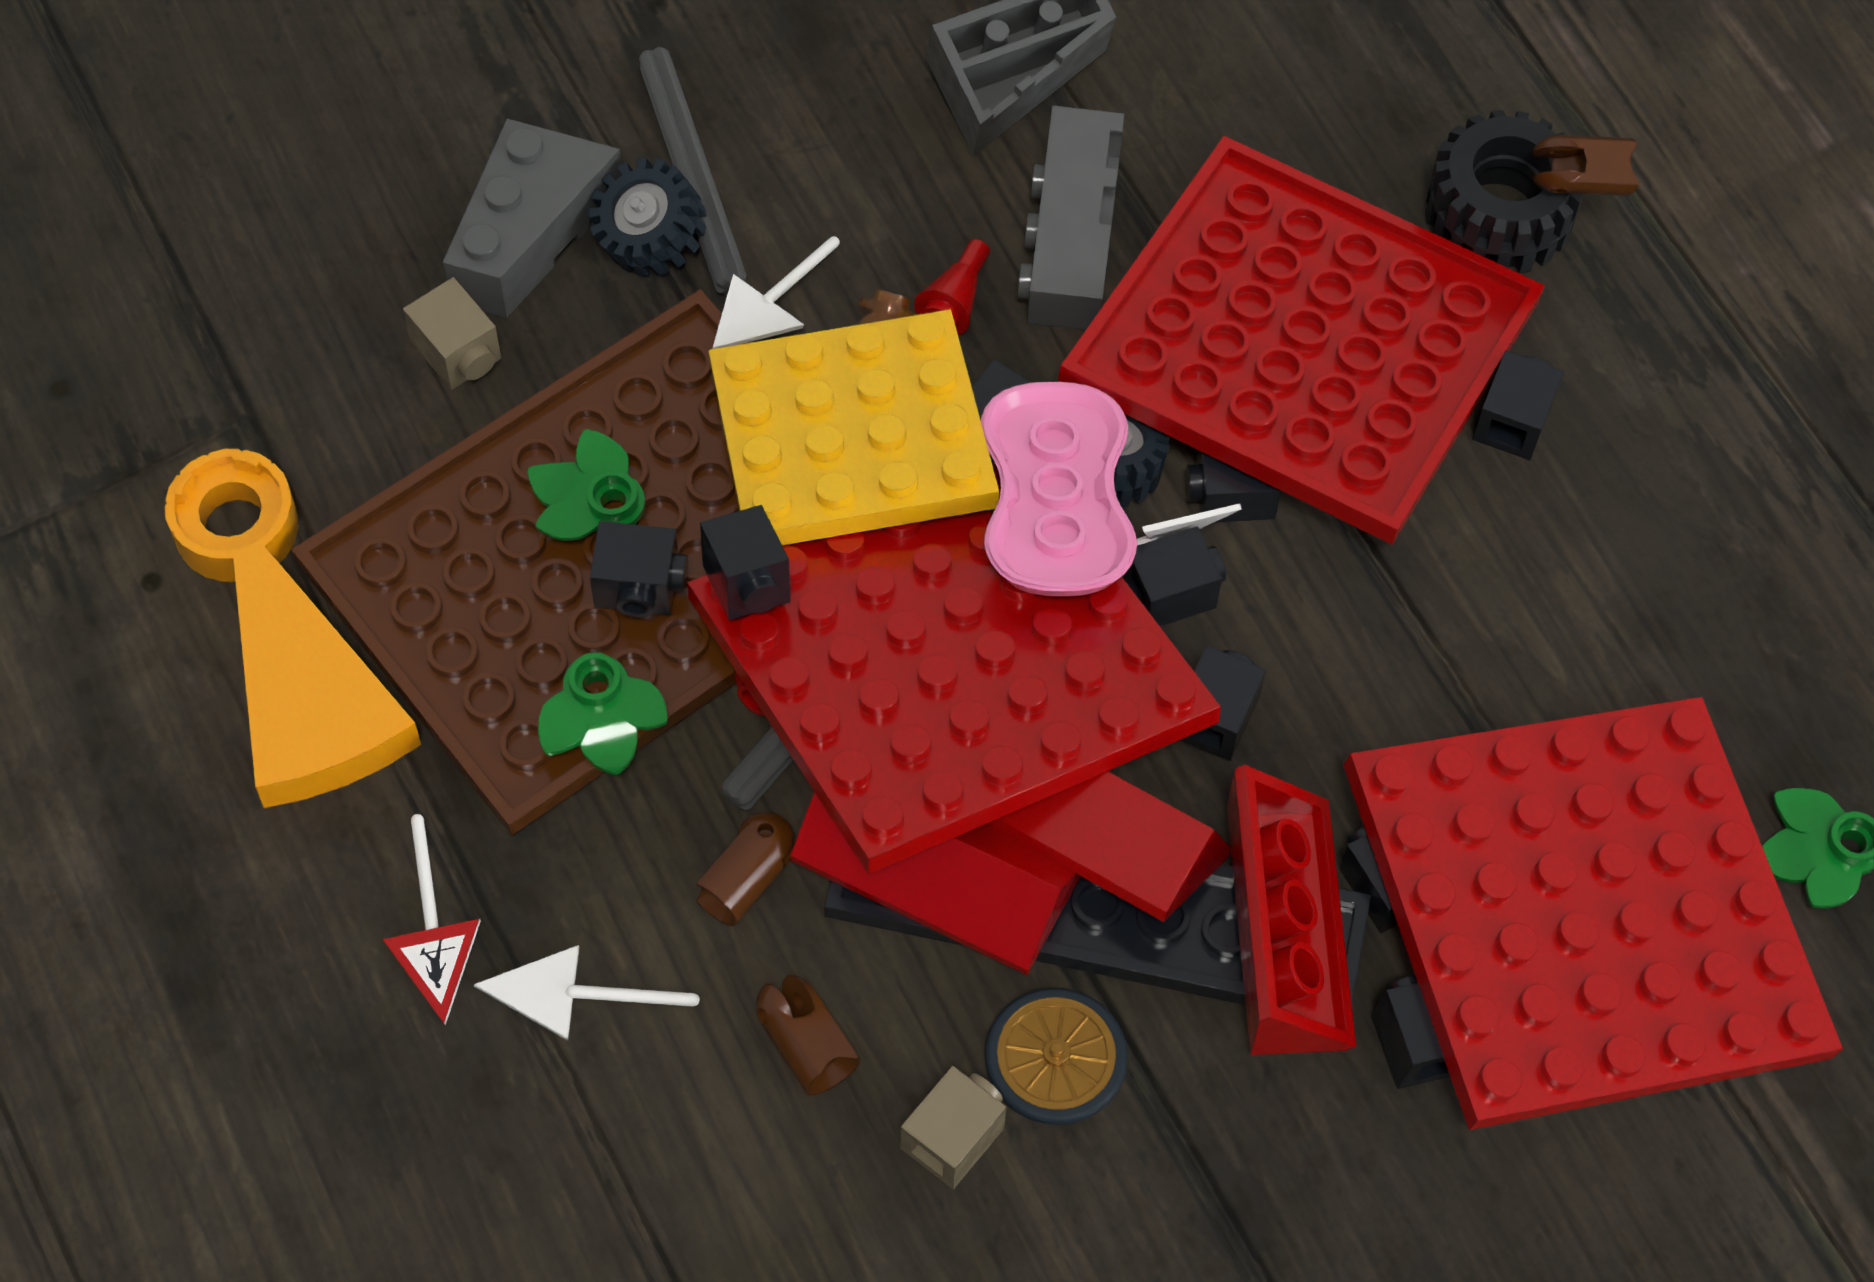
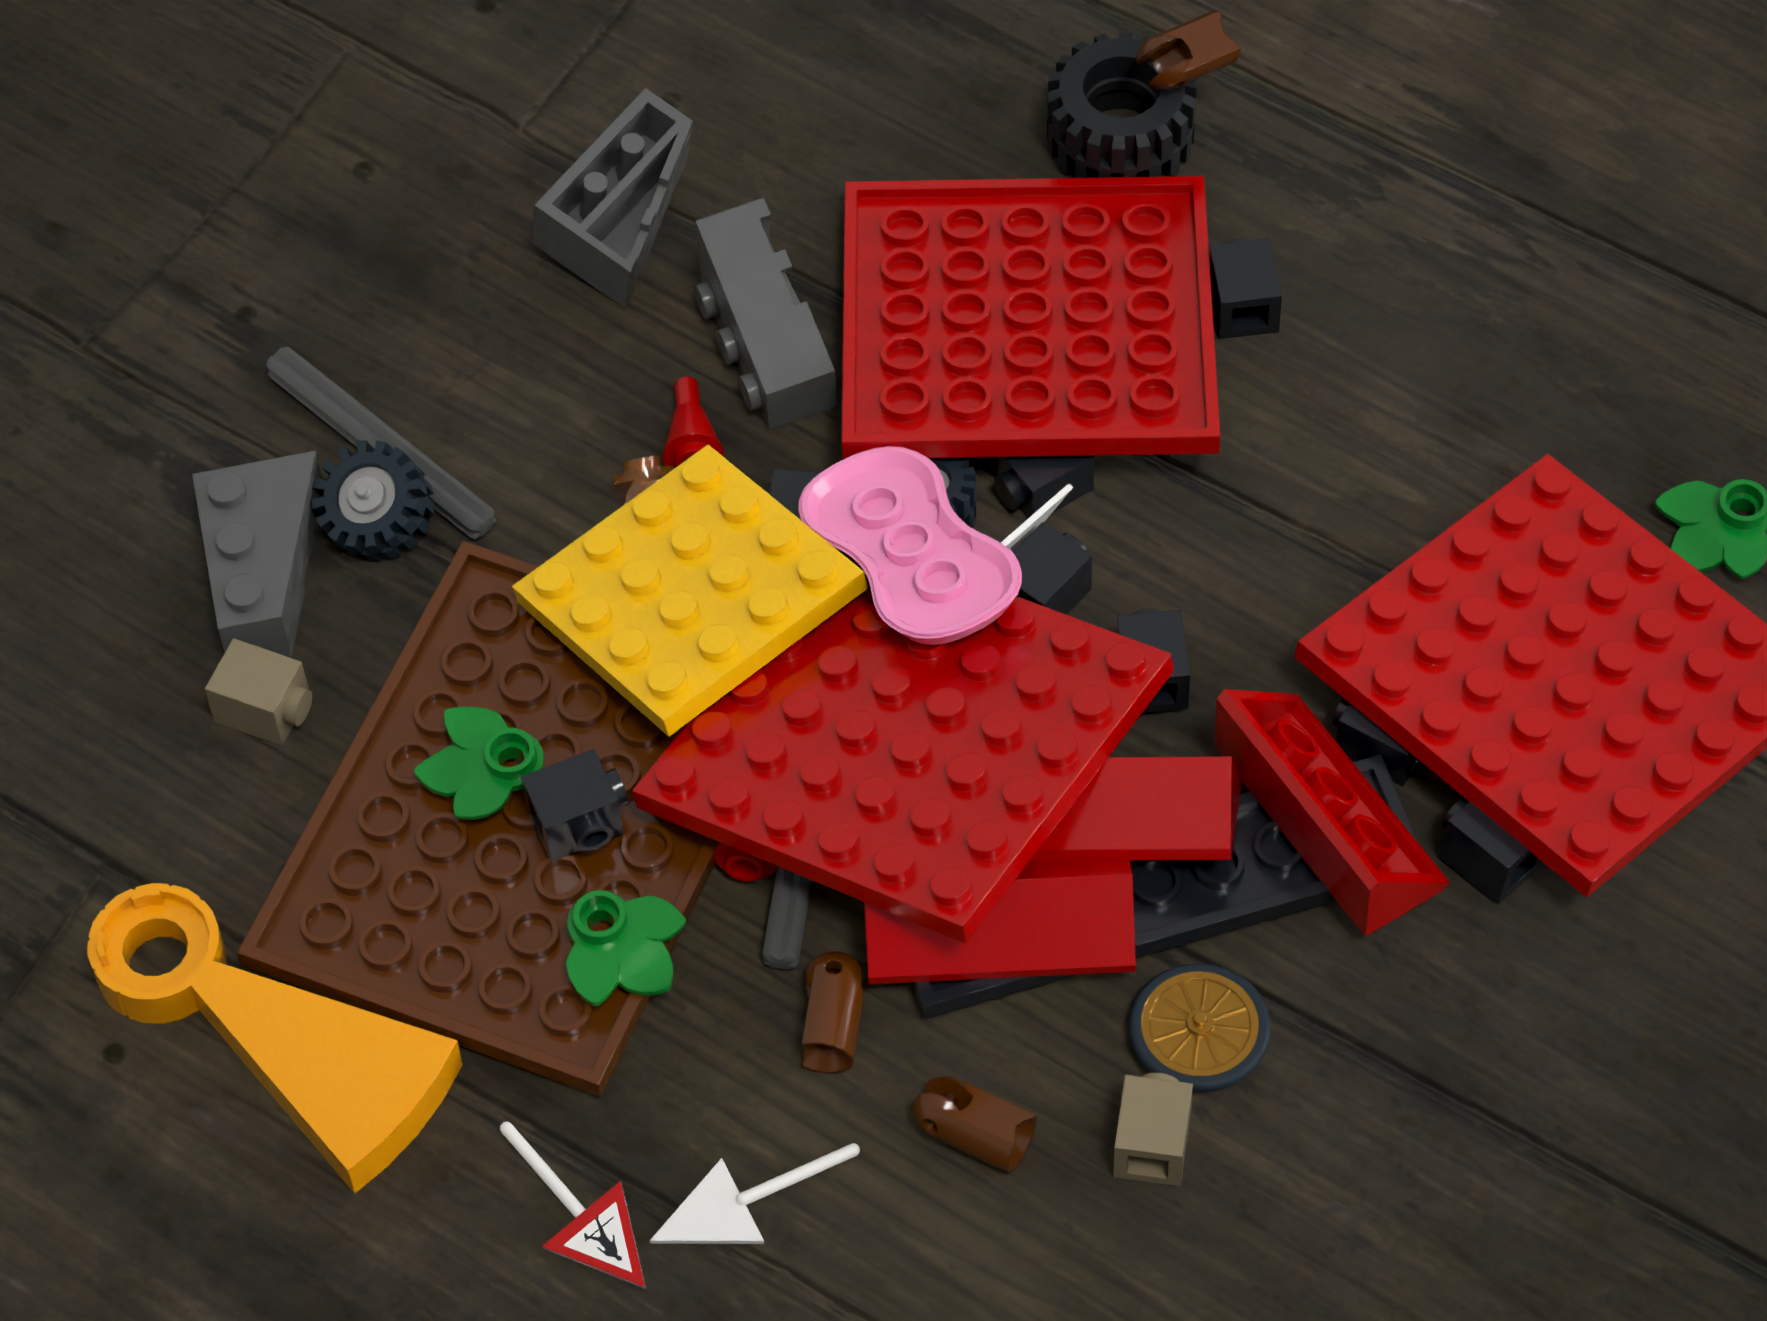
camera: 25 degrees left, 5 degrees down
(745, 562) = (683, 741): black brick -> none
(755, 316) = (526, 541): white piece -> none

